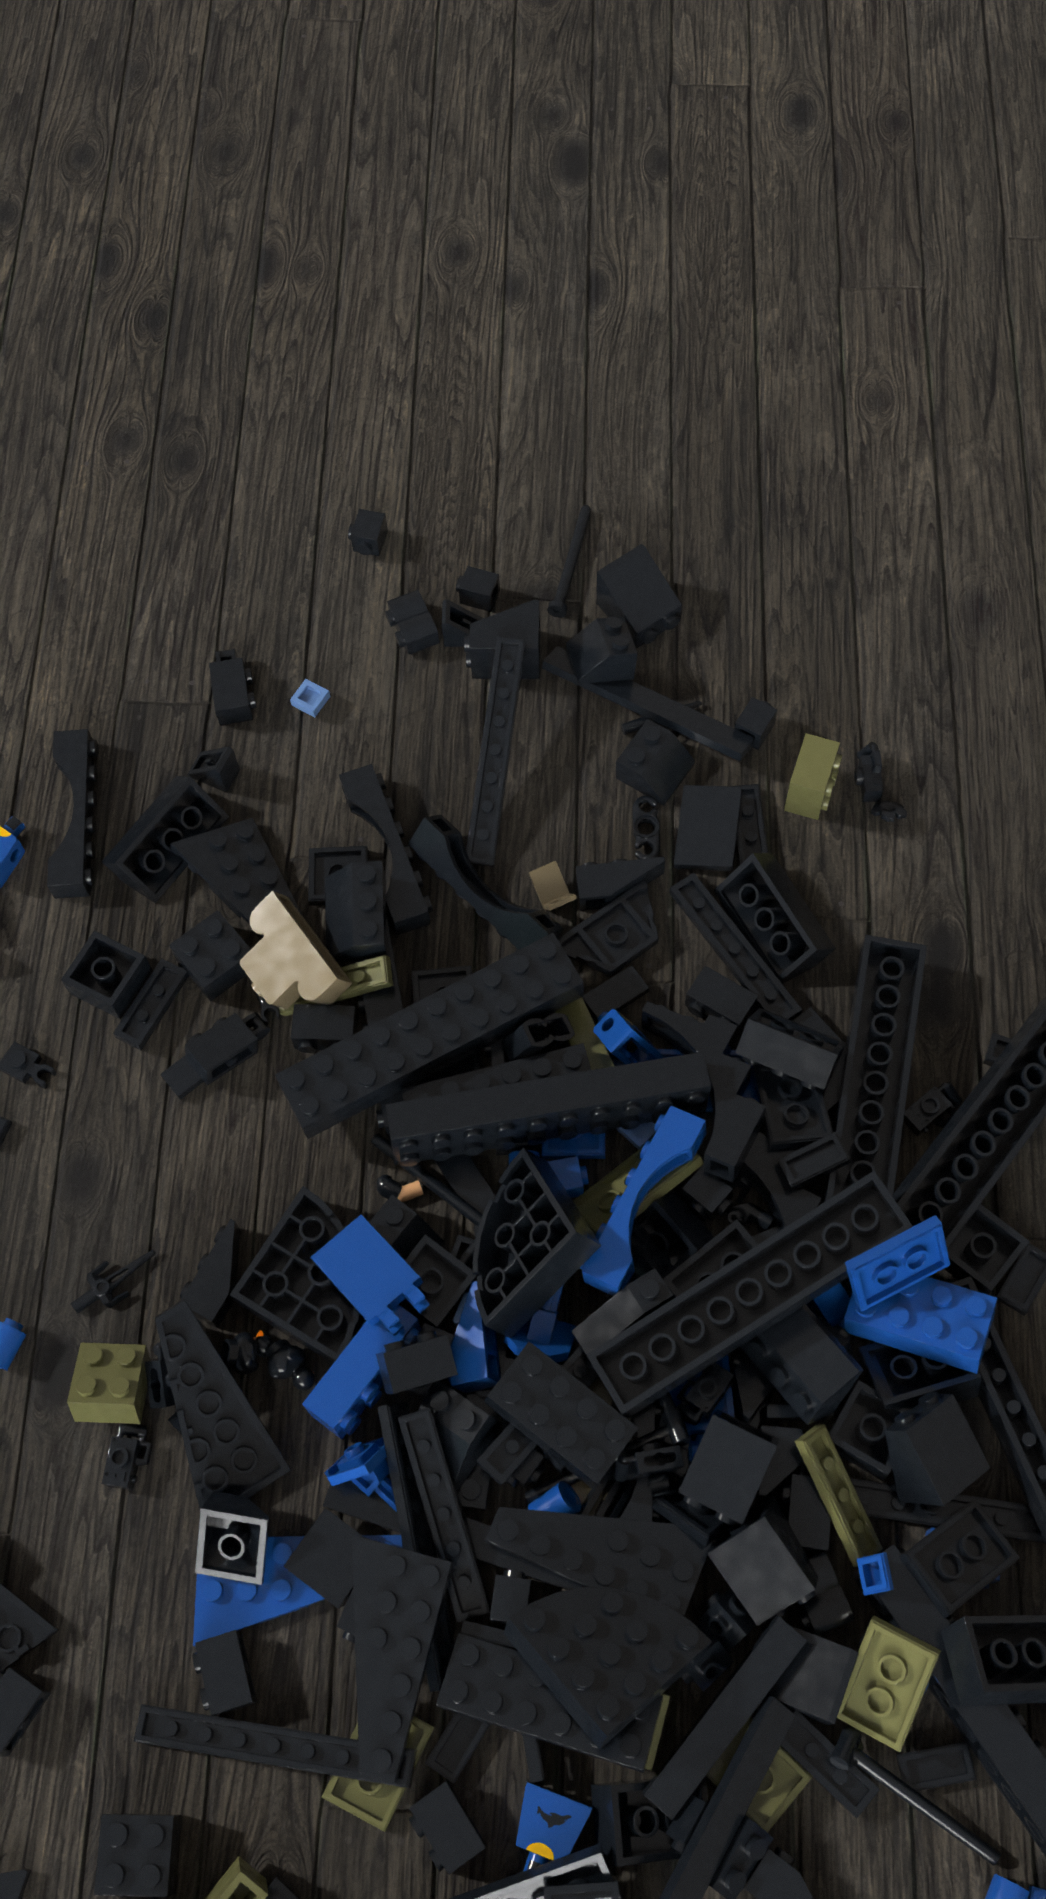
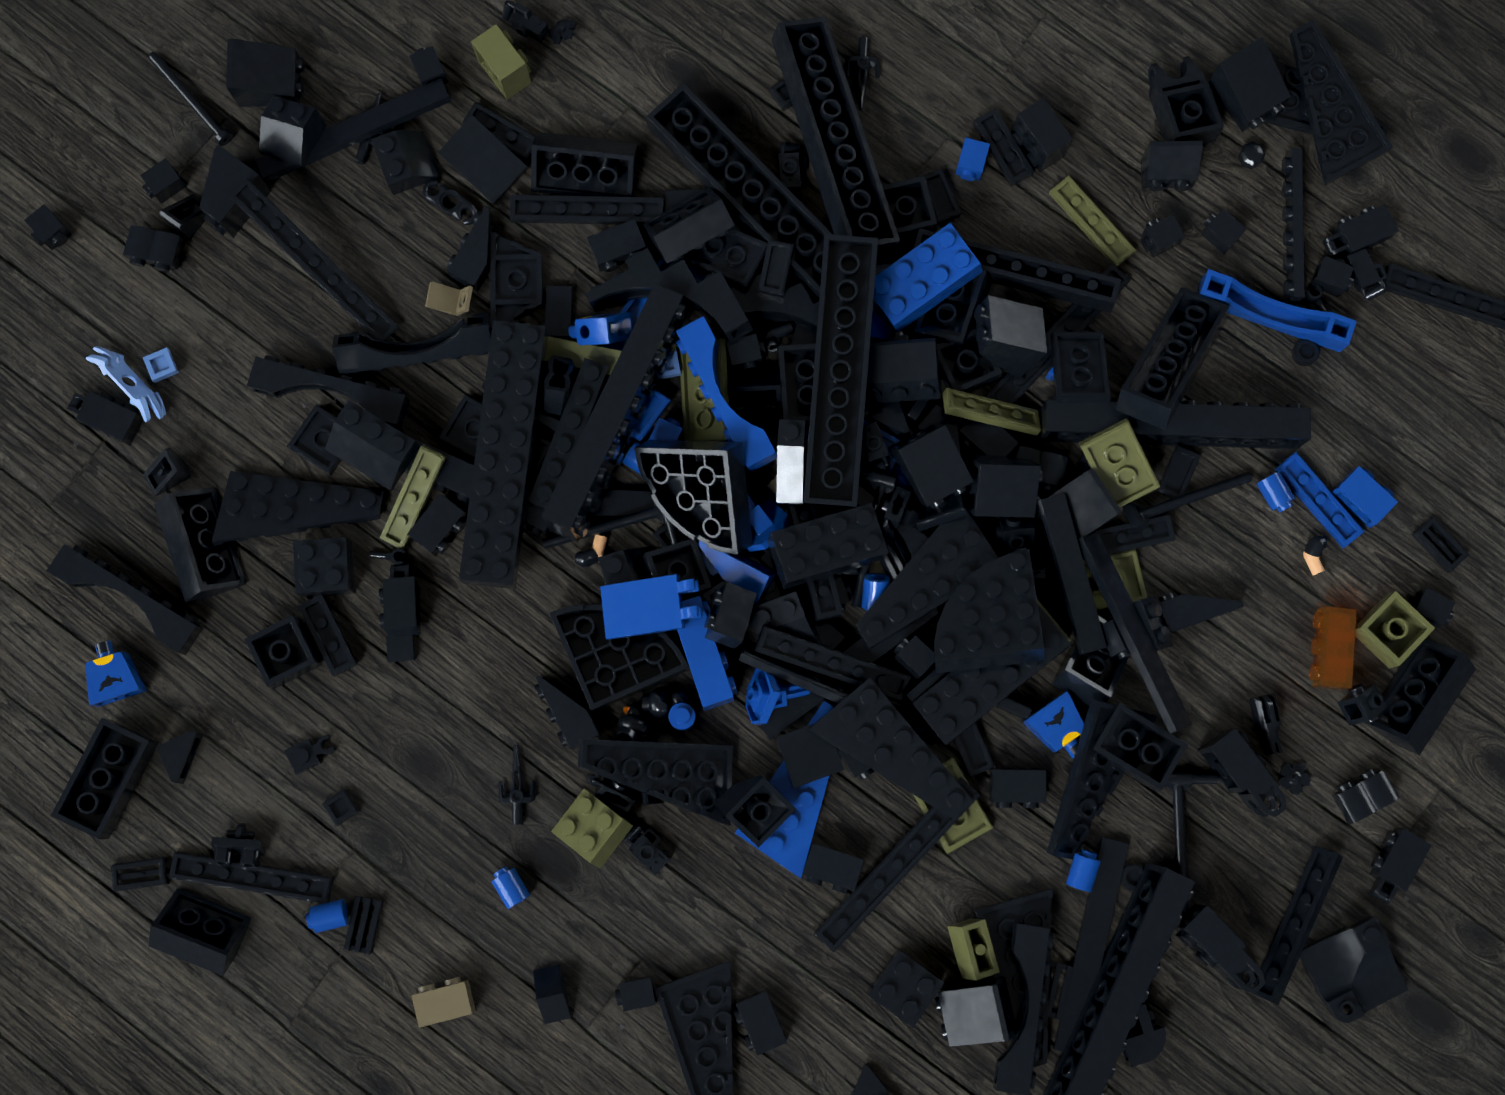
camera: 60 degrees left, 15 degrees up
(268, 696) = (139, 394): none -> light blue piece
(286, 1395) = (682, 717): none -> blue brick
(290, 957) = (371, 513): brick -> none
(875, 1574) = (1057, 423): blue slope -> none
(898, 1263) = (890, 265): blue tile -> none

